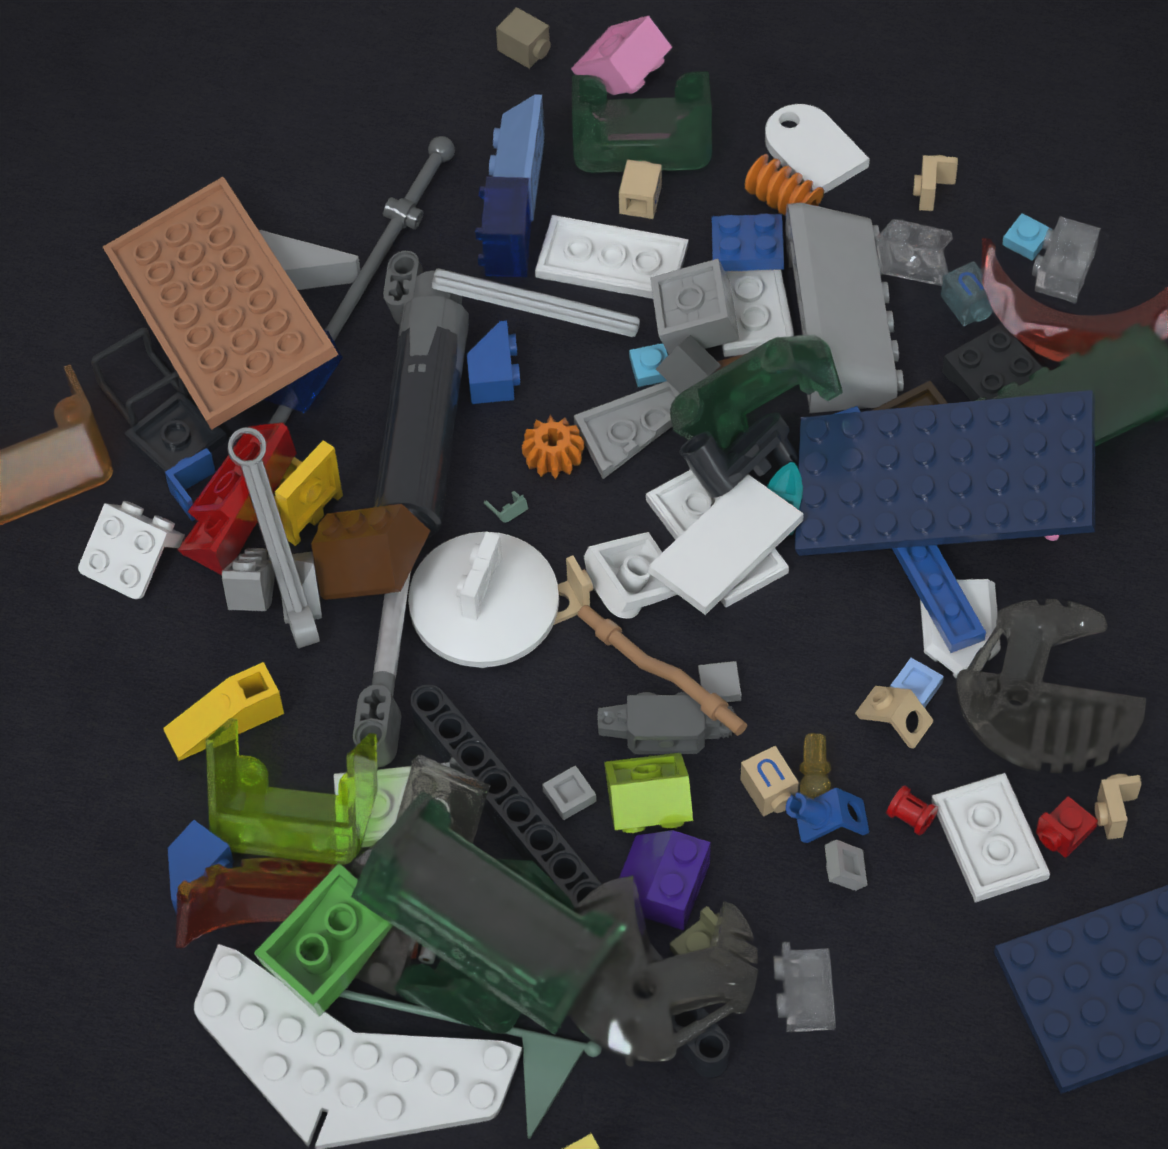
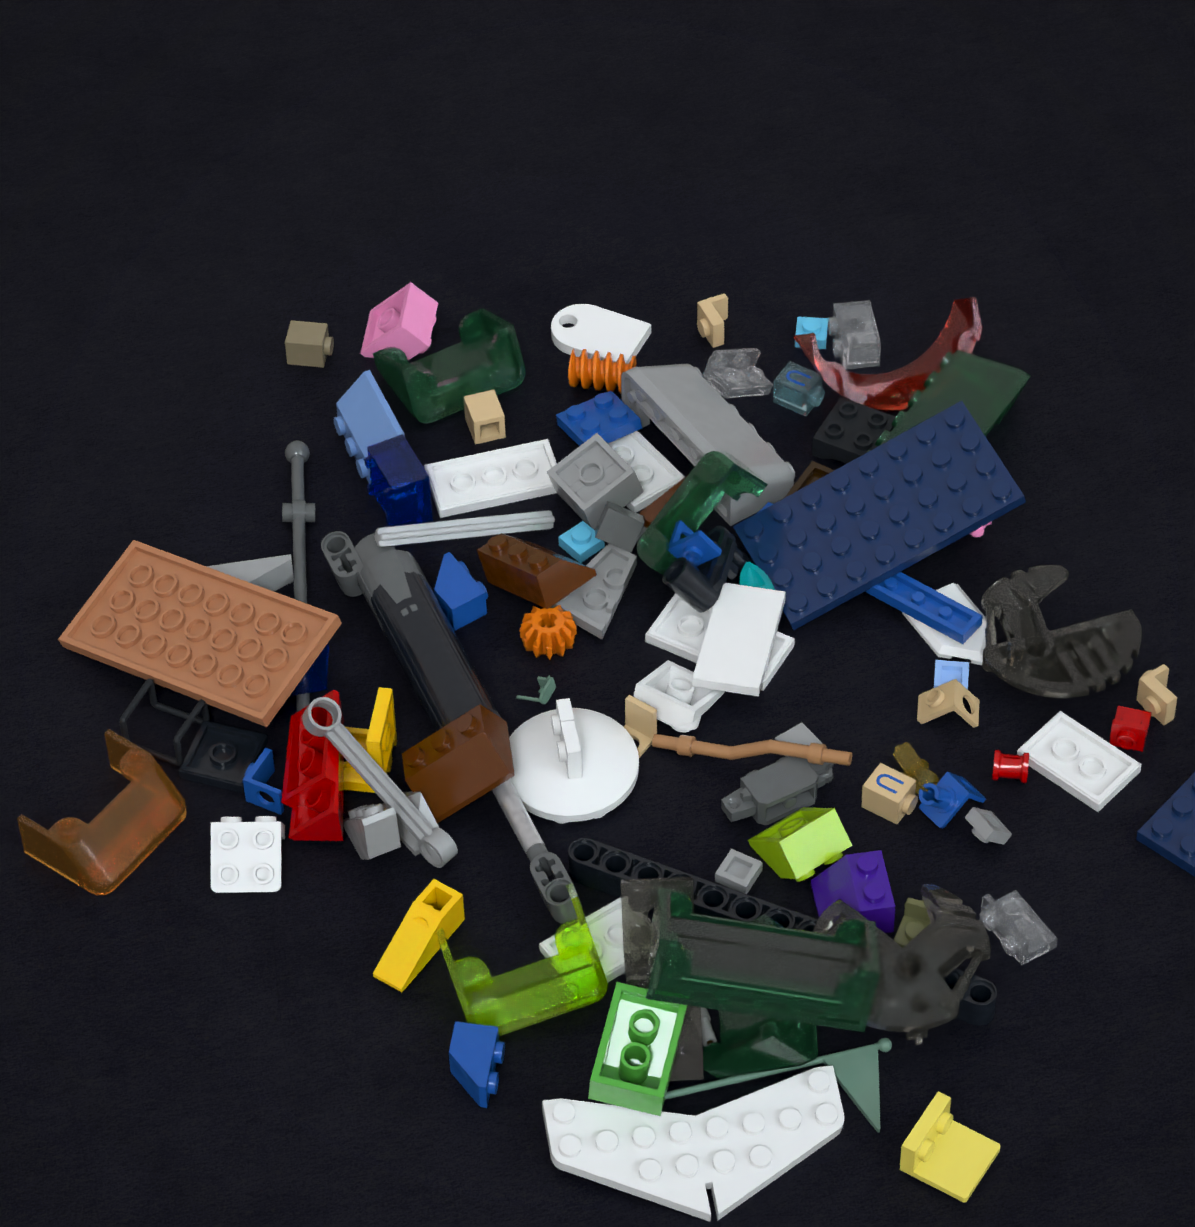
camera: 30 degrees left, 10 degrees down
(246, 894) = (551, 1049): clear red windscreen -> none
(577, 374) = (531, 570): none -> reddish brown slope
(733, 426) = (694, 547): none -> blue bracket

